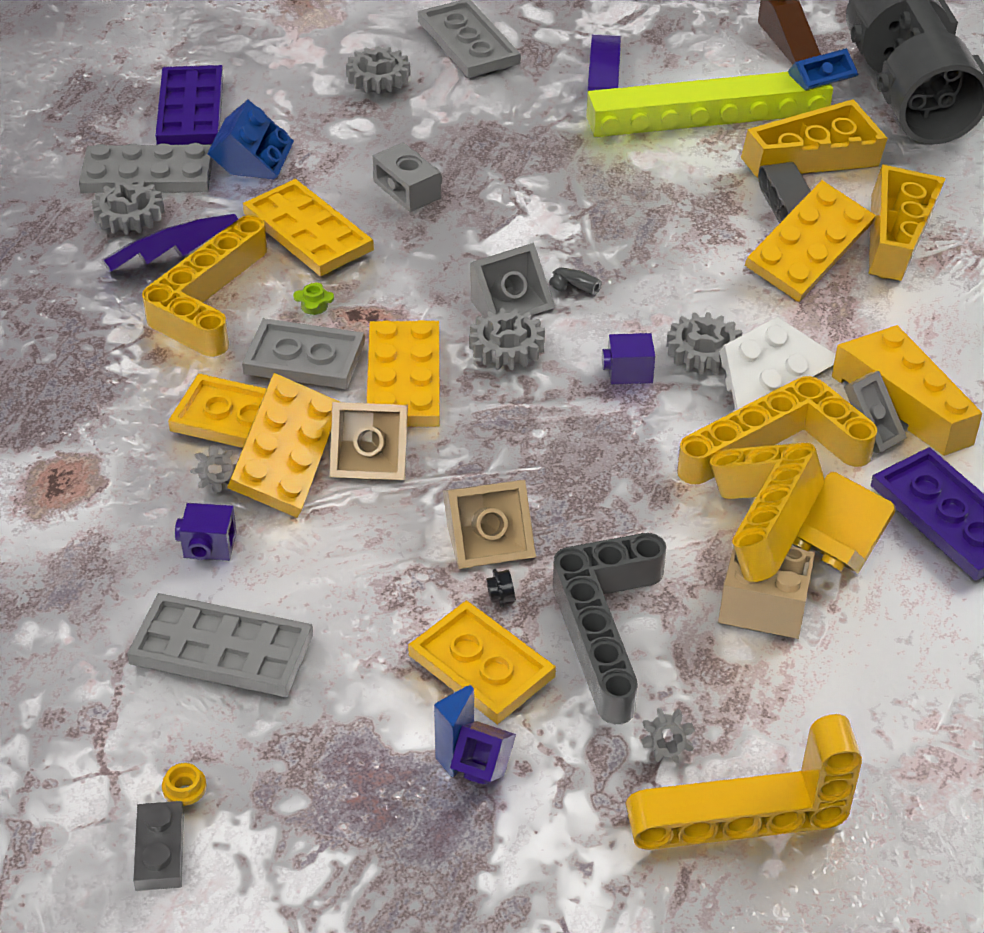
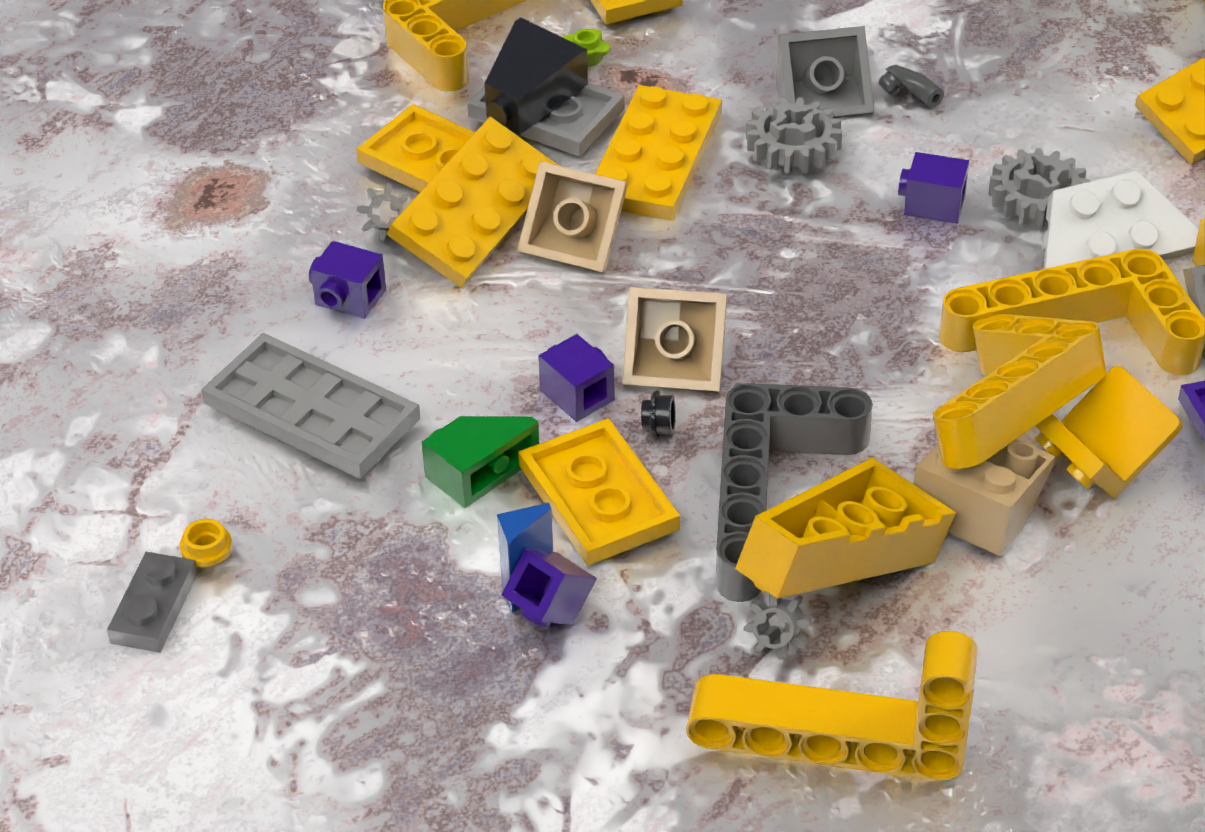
camera: 20 degrees right, 0 degrees up
(291, 331) = (533, 76): none -> black slope
(374, 654) = (477, 454): none -> green slope
(425, 571) = (576, 377): none -> dark purple brick
(694, 651) = (844, 532): none -> yellow wedge

